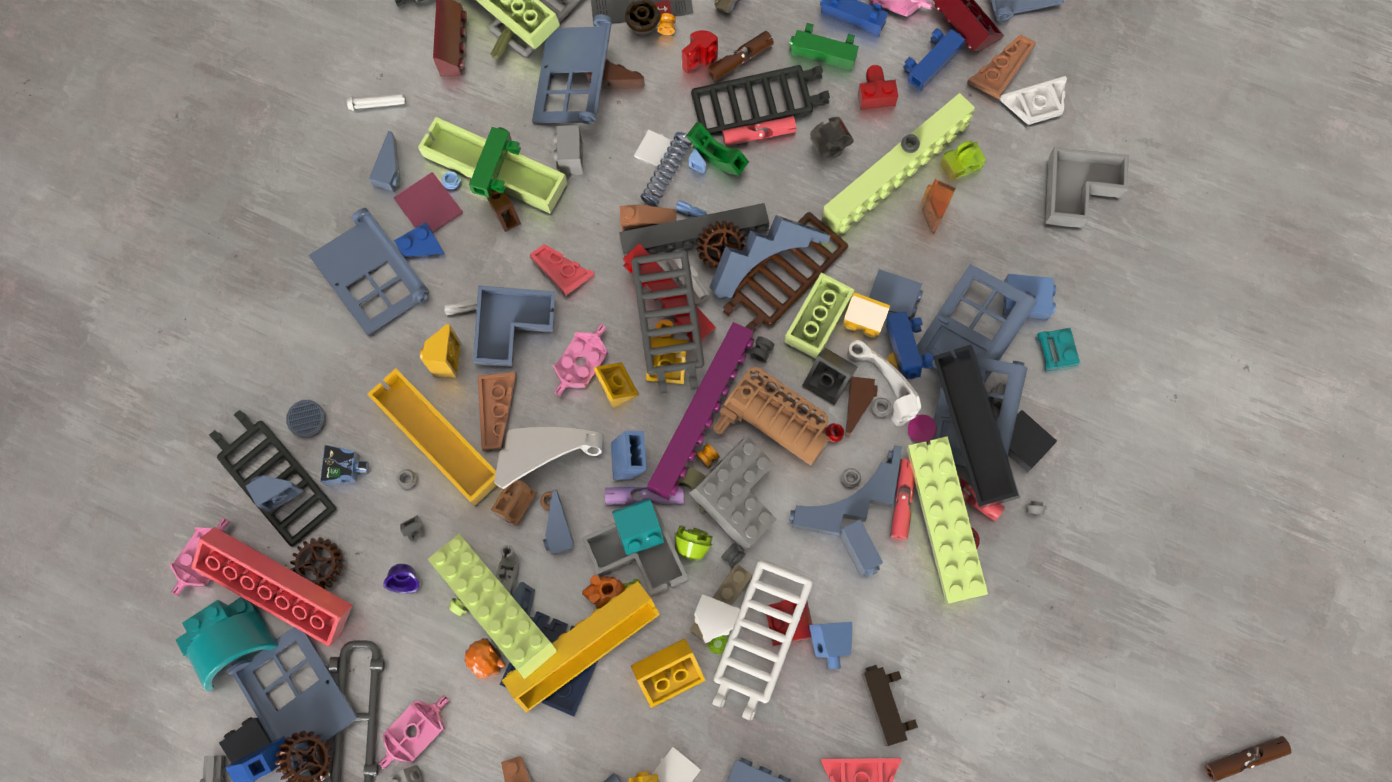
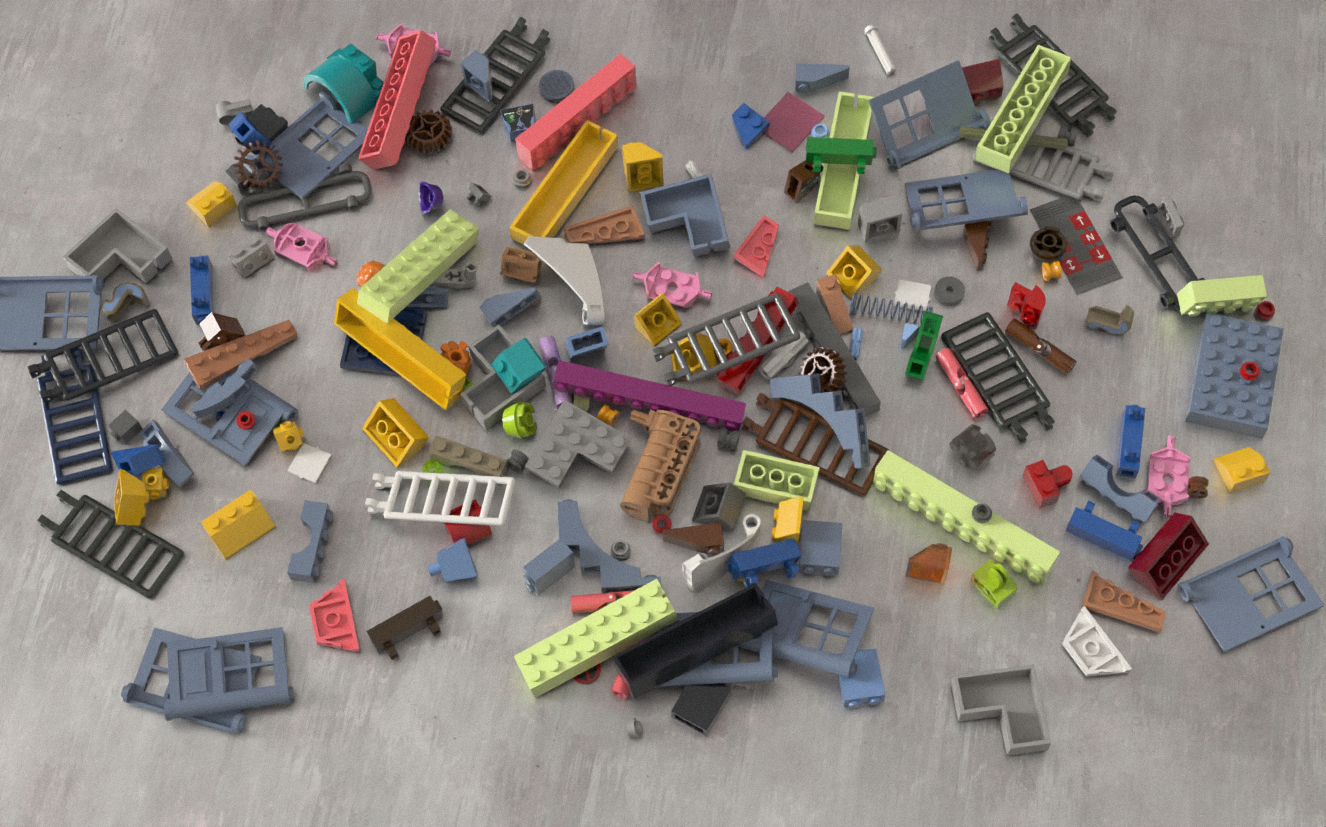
camera: 75 degrees right, 10 degrees down
(351, 403) = (566, 118): none -> coral brick
(355, 256) = (717, 76): sand blue door -> none
(471, 58) = (948, 108): none -> sand blue door
(615, 189) = (854, 270): none -> yellow slope
(655, 109) = (945, 297): none -> dark grey piece
(715, 617) = (449, 449): white slope -> none
(824, 49) = (1075, 419): green brick -> none
(916, 22) = (1099, 475): none -> sand blue arch
(922, 428) = (692, 603): dark pink piece -> none
(1064, 349) = (814, 727): teal plate -> none

